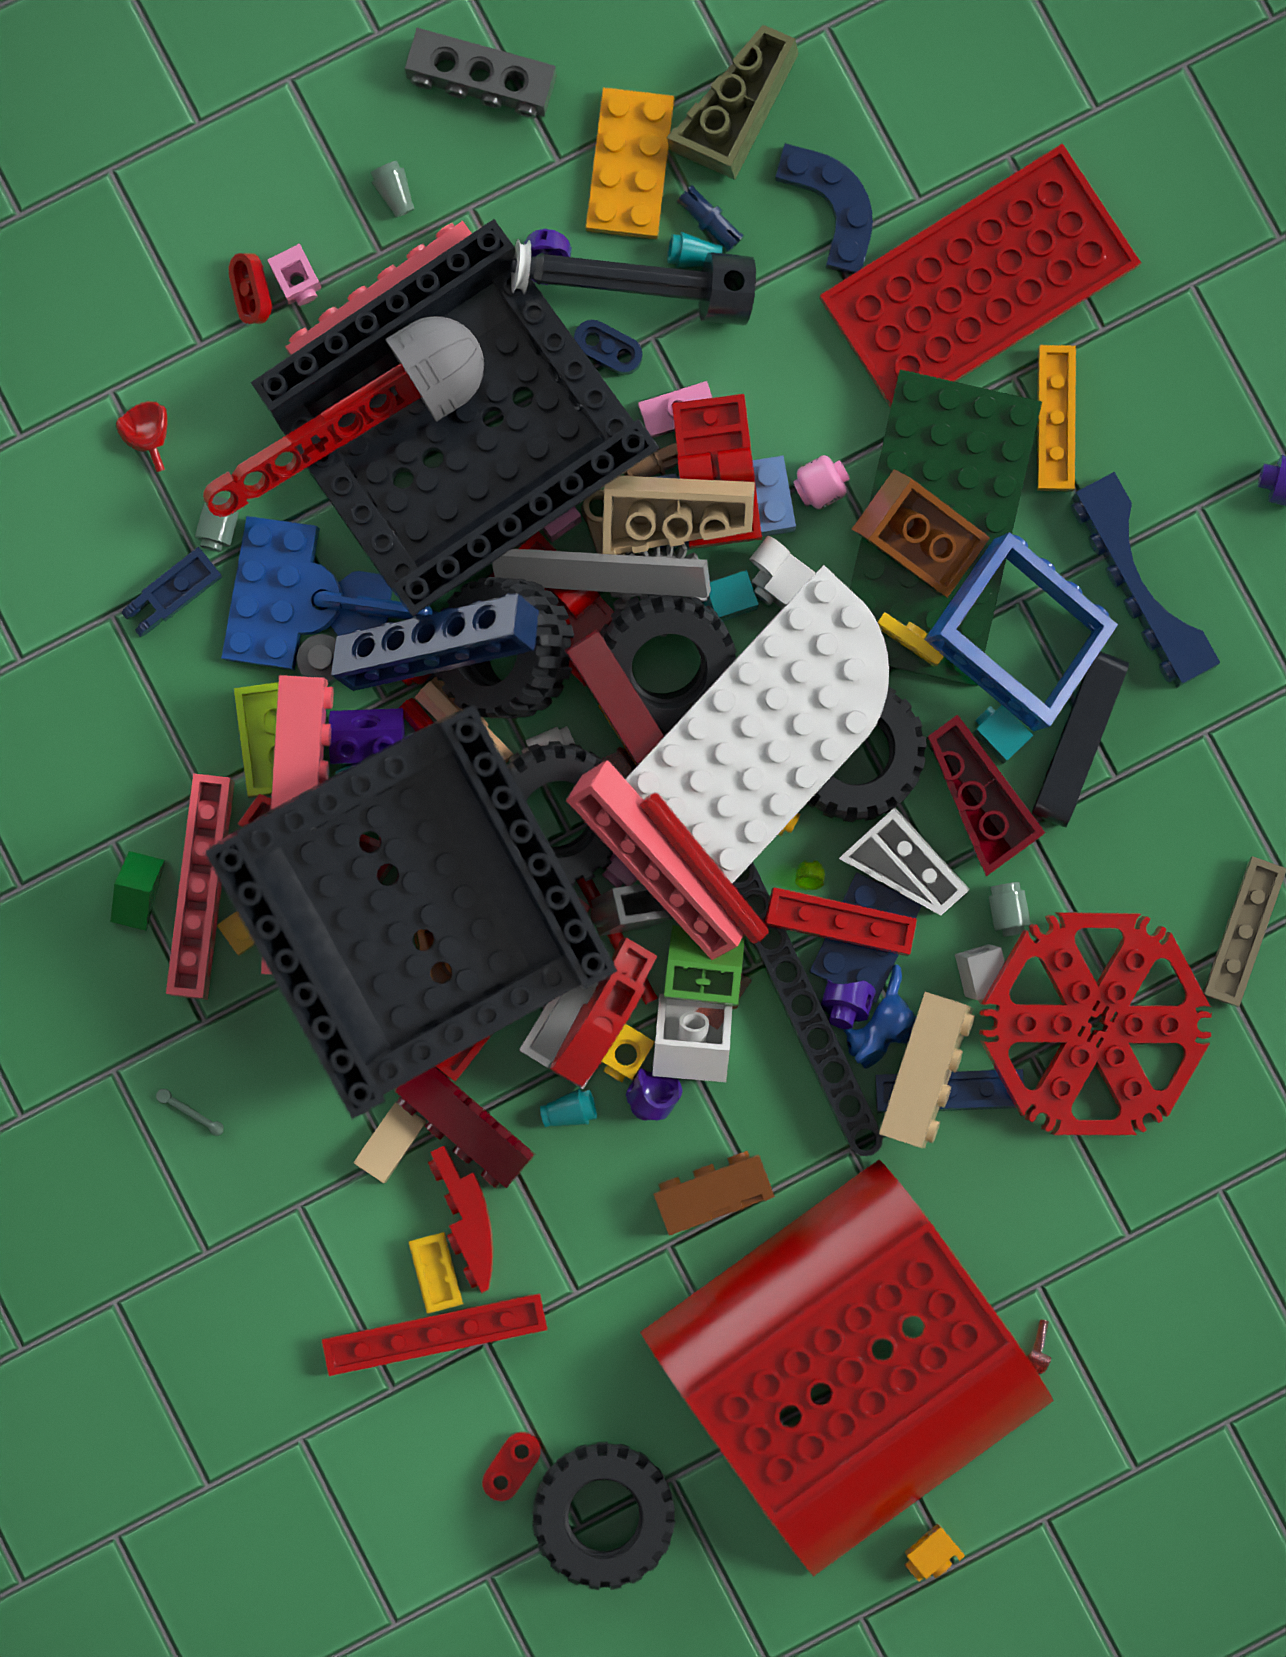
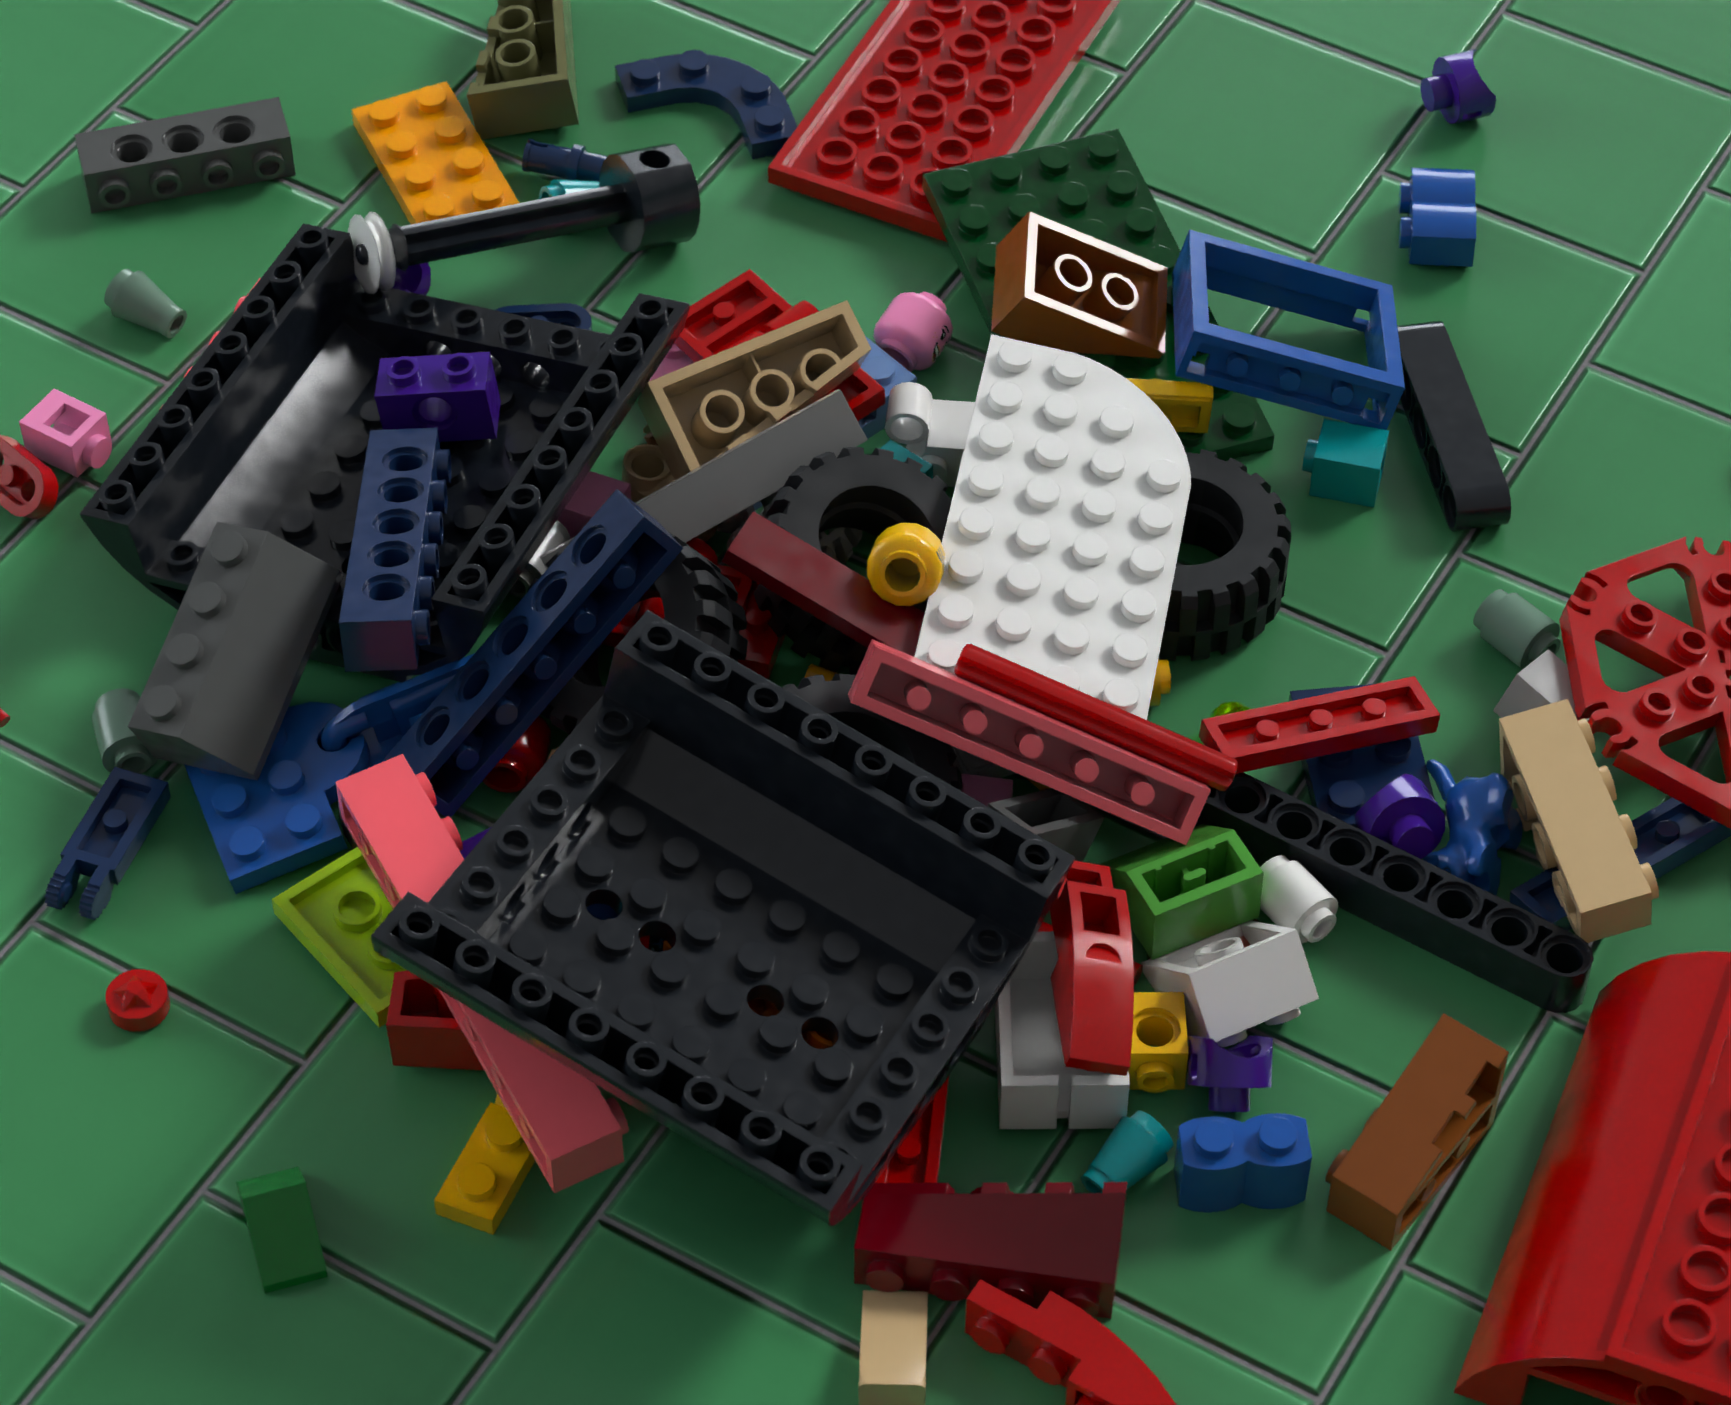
camera: 30 degrees left, 35 degrees down
(137, 705) = (137, 1000): none -> red tile
(199, 888) = (381, 1155): coral brick -> none
(289, 528) = (235, 652): none -> dark grey slope
(437, 364) = (314, 399): piece -> none
(448, 436) = (395, 550): none -> dark blue brick
(507, 399) = (440, 392): none -> dark purple brick
(629, 1156) = (1248, 1162): none -> blue brick
(666, 707) = (906, 564): none -> yellow head
(760, 1010) = (1297, 899): none -> white brick
(907, 863) = (1349, 635): white wedge -> none
(986, 802) = (1381, 514): dark red wedge -> none
(1056, 418) = (1175, 185): light orange plate -> none
(1181, 647) = (1474, 283): dark blue arch -> none
(1196, 577) = (1439, 217): none -> blue brick

